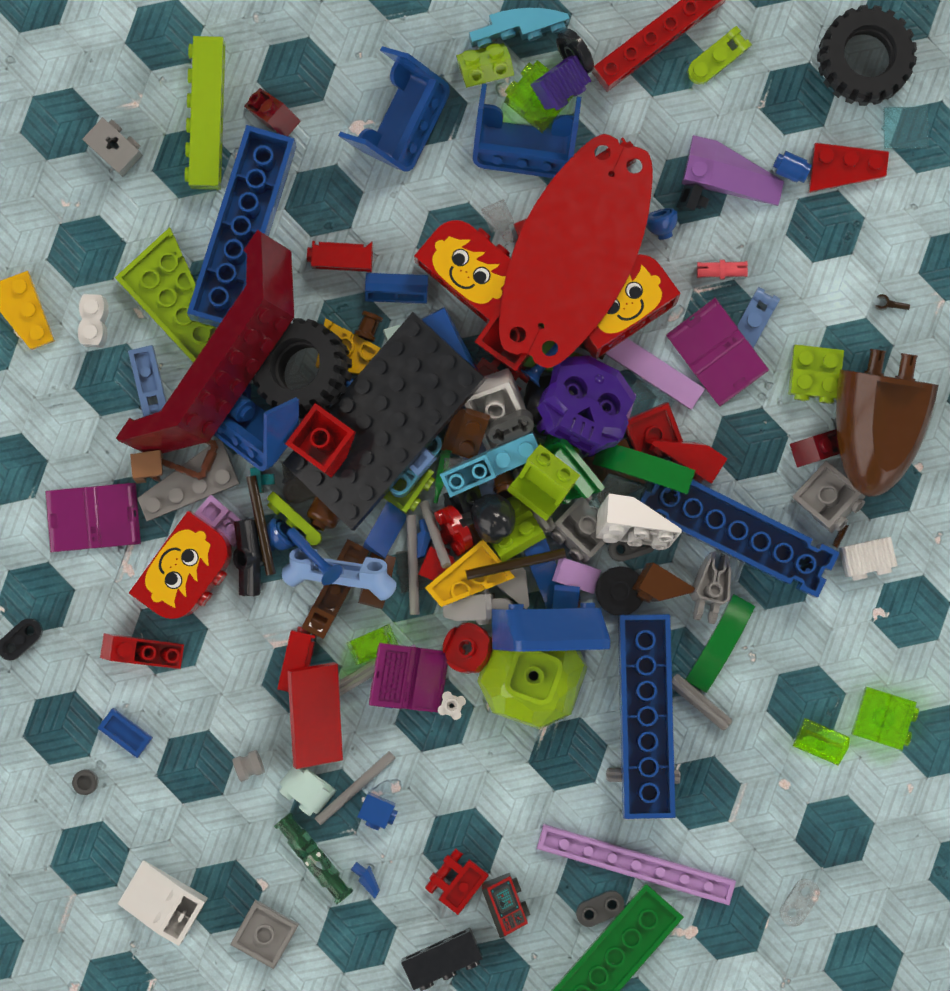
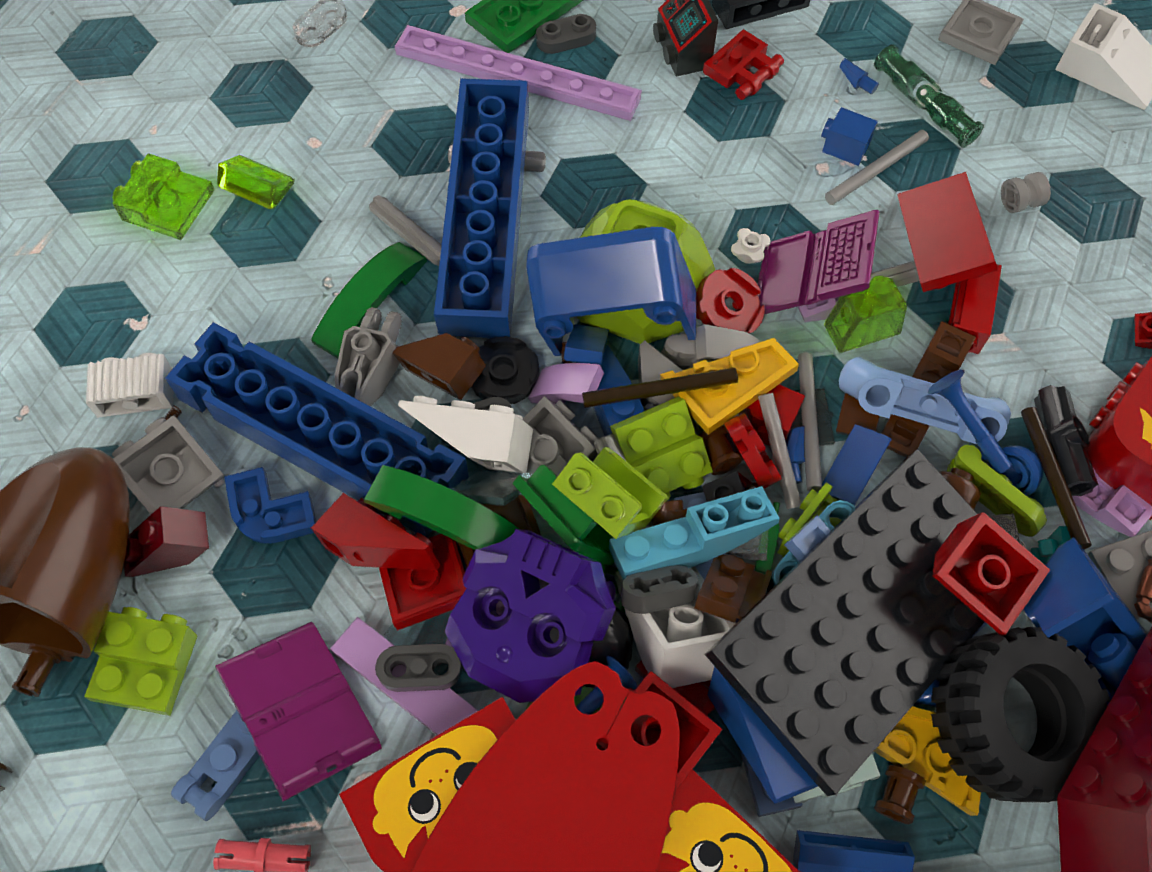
camera: 175 degrees left, 25 degrees down
(306, 789) = (943, 158): light aqua cylinder -> none
(493, 518) = (691, 454): black hair -> none
(649, 376) = (420, 666): none -> dark grey plate
(762, 469) = (264, 518): none -> blue plate

